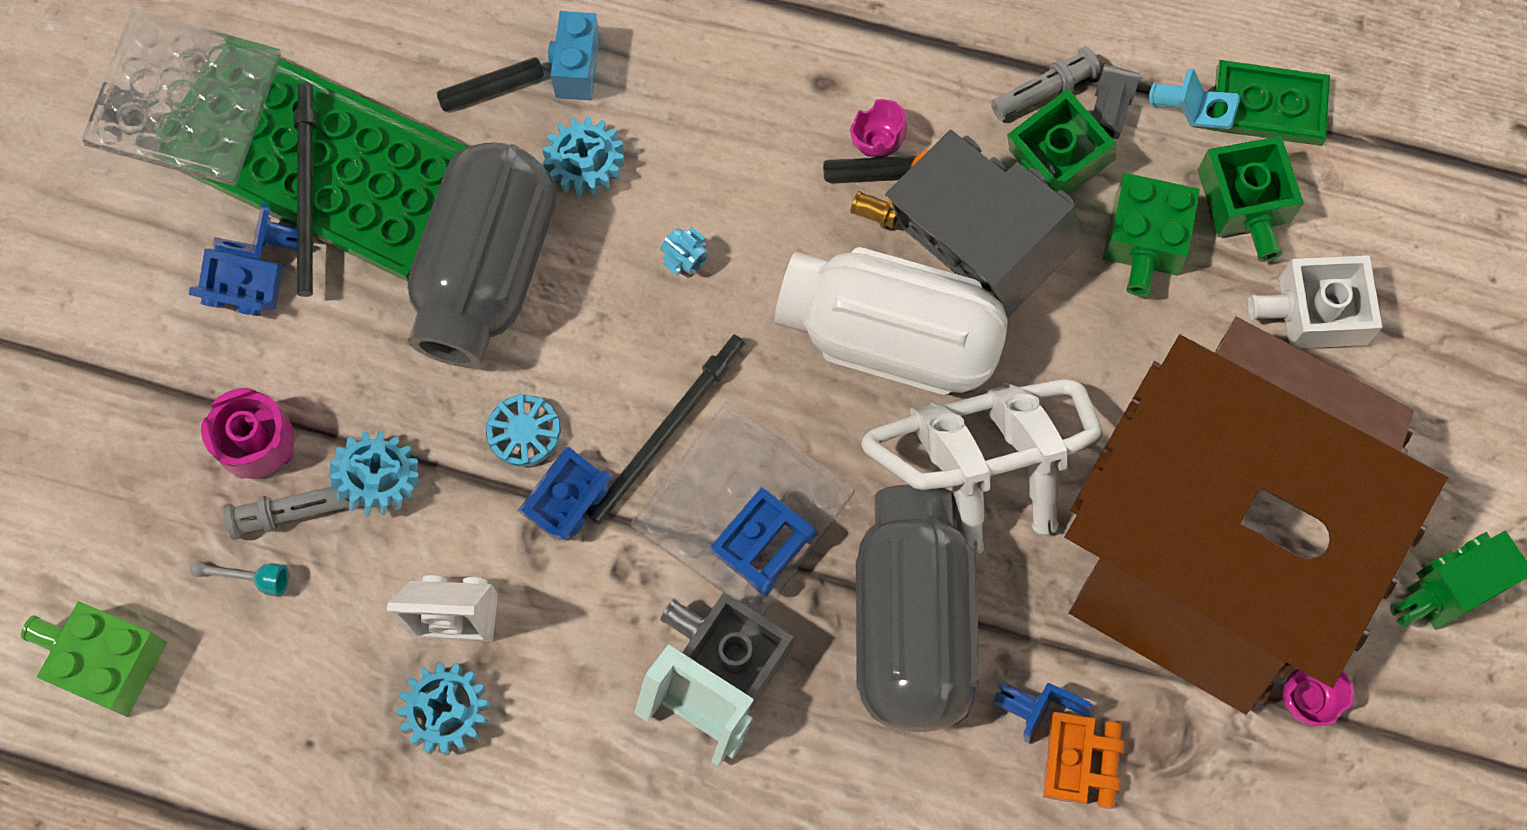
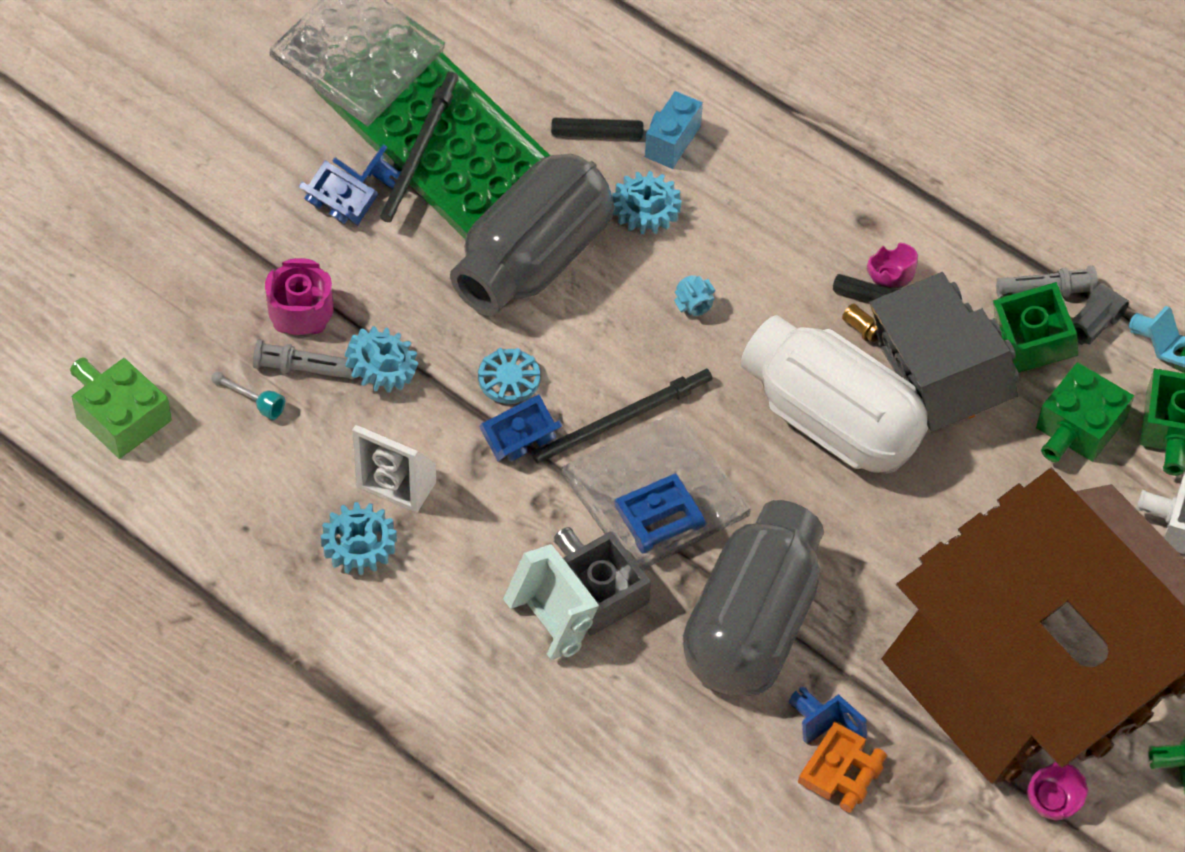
camera: 20 degrees right, 15 degrees down
(962, 464) = (838, 502): white piece -> none

